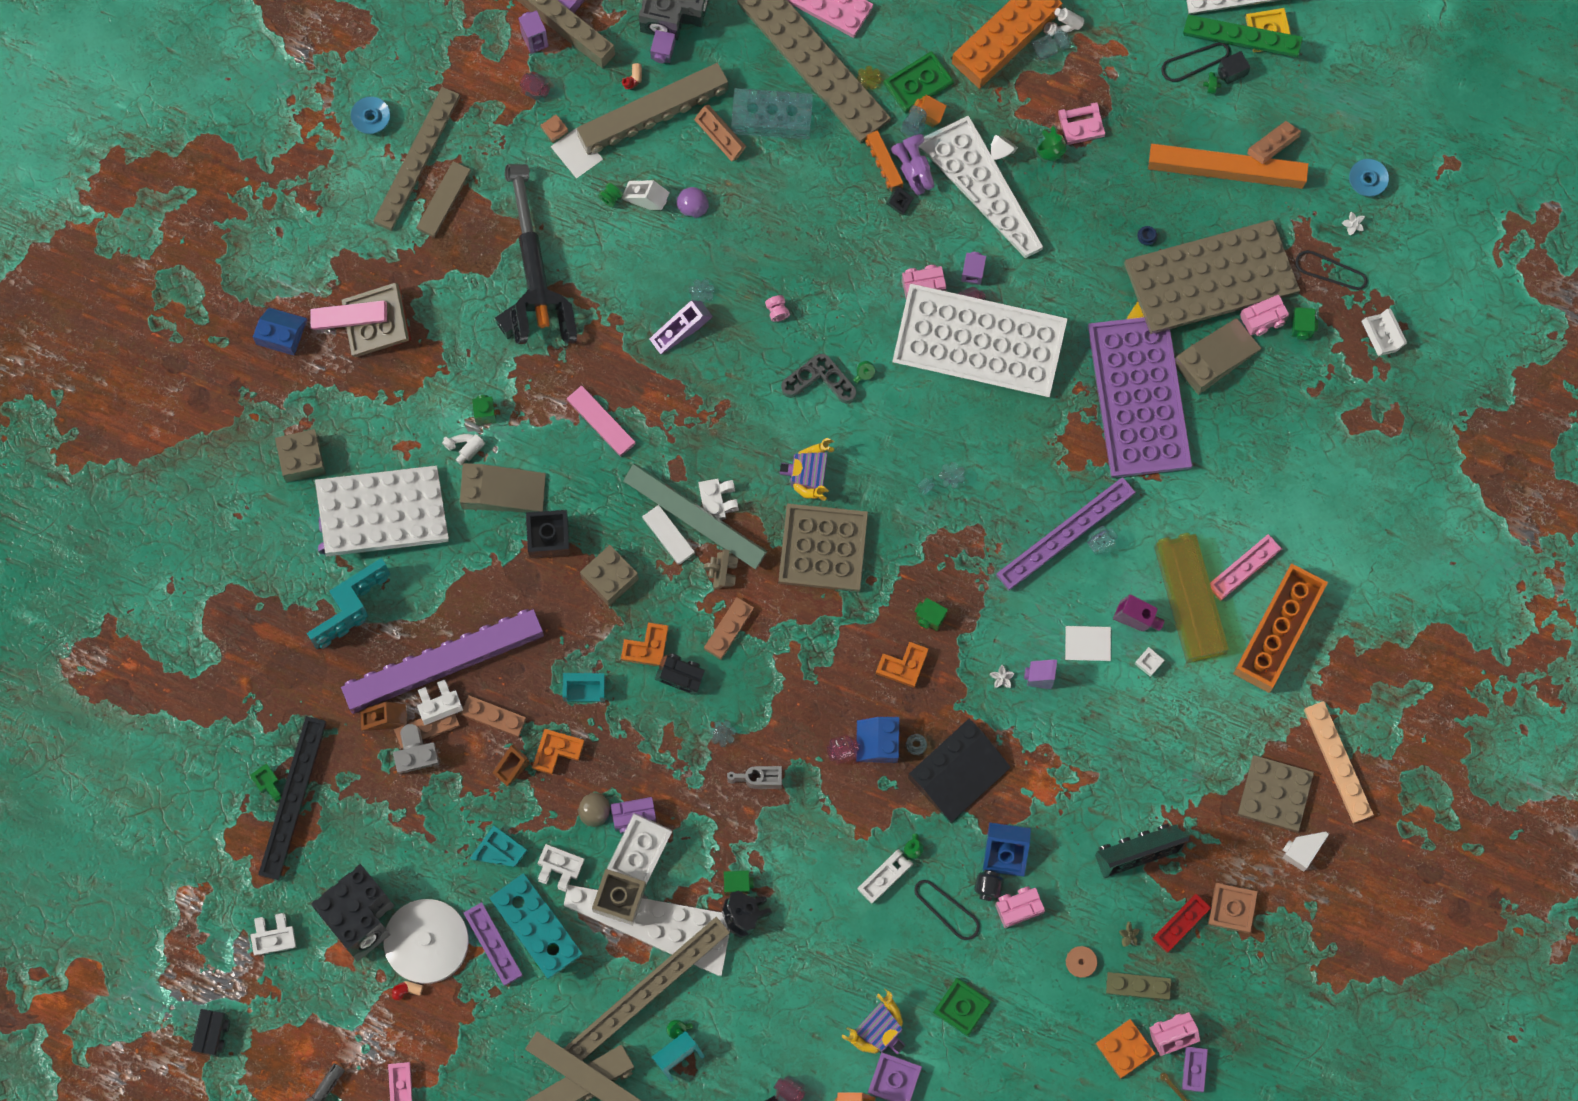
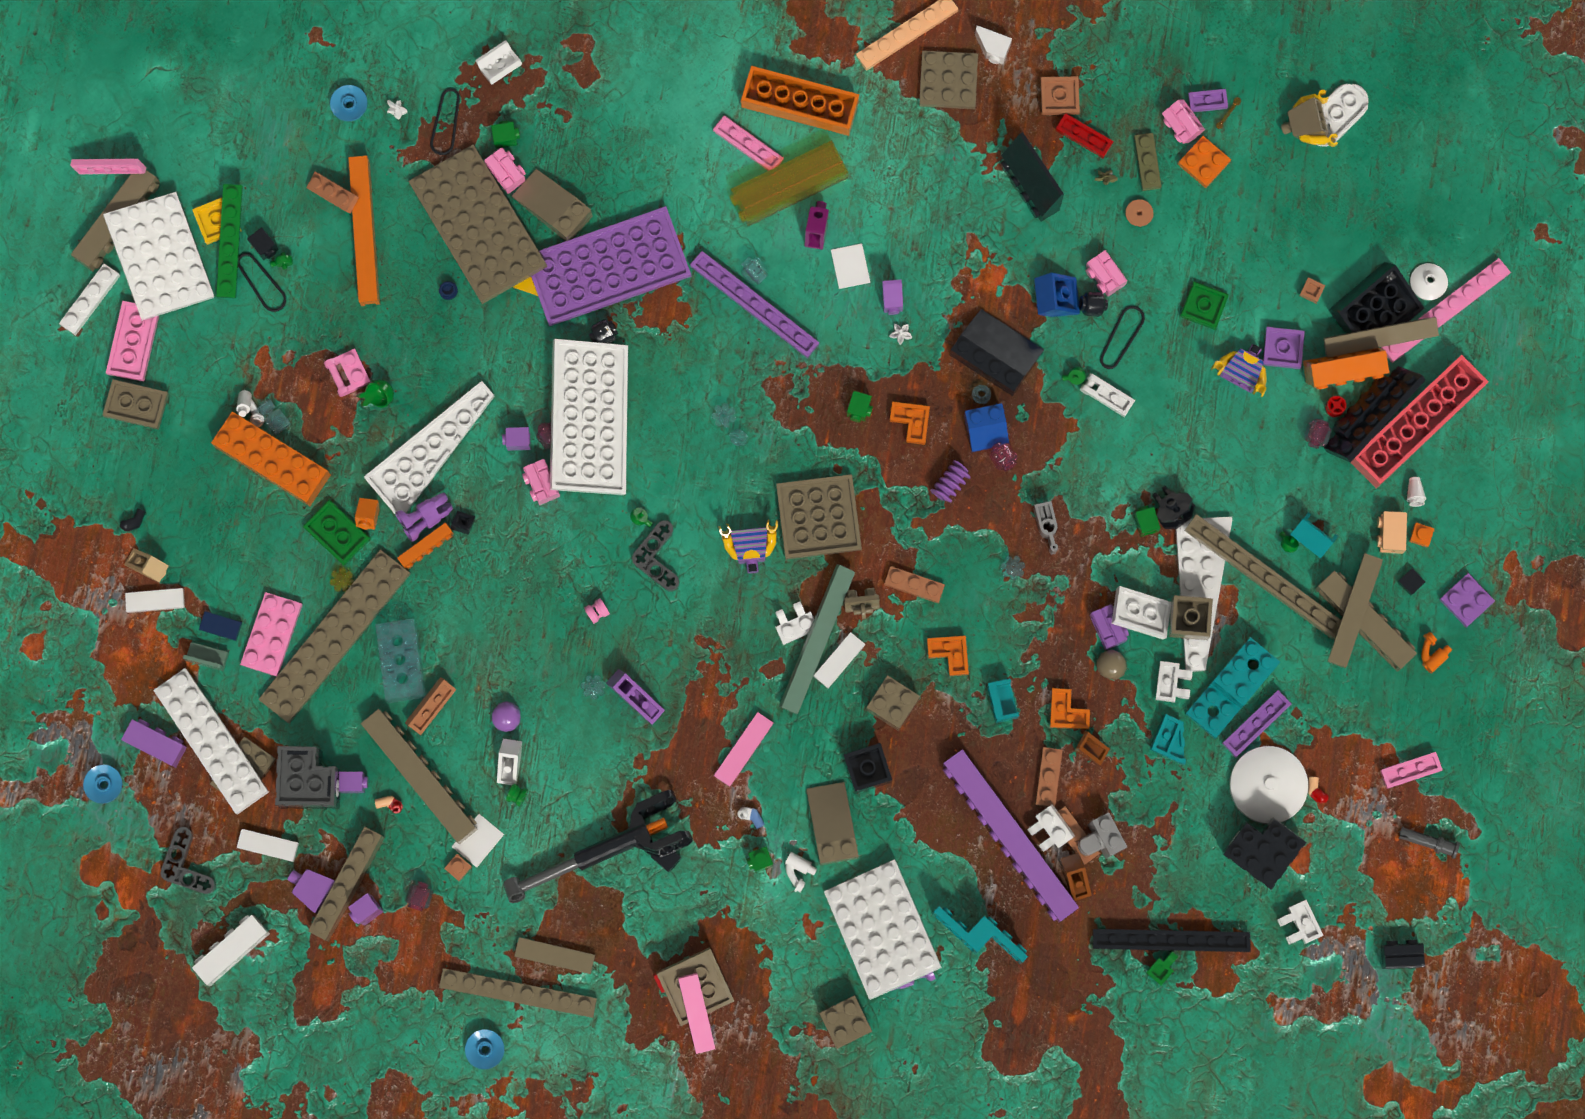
camera: 100 degrees left, 5 degrees up
(279, 331) = (723, 1077): blue slope -> none
(533, 412) = (751, 814): none -> arm
(680, 674) = (971, 615): black brick -> none
(826, 689) = (950, 481): none -> medium lavender piece
(915, 122) = (383, 524): clear light blue piece -> none
(1001, 147) = (390, 437): white tile -> none
(1067, 375) = (603, 332): none -> black head
(1149, 662) = (856, 208): white plate -> none

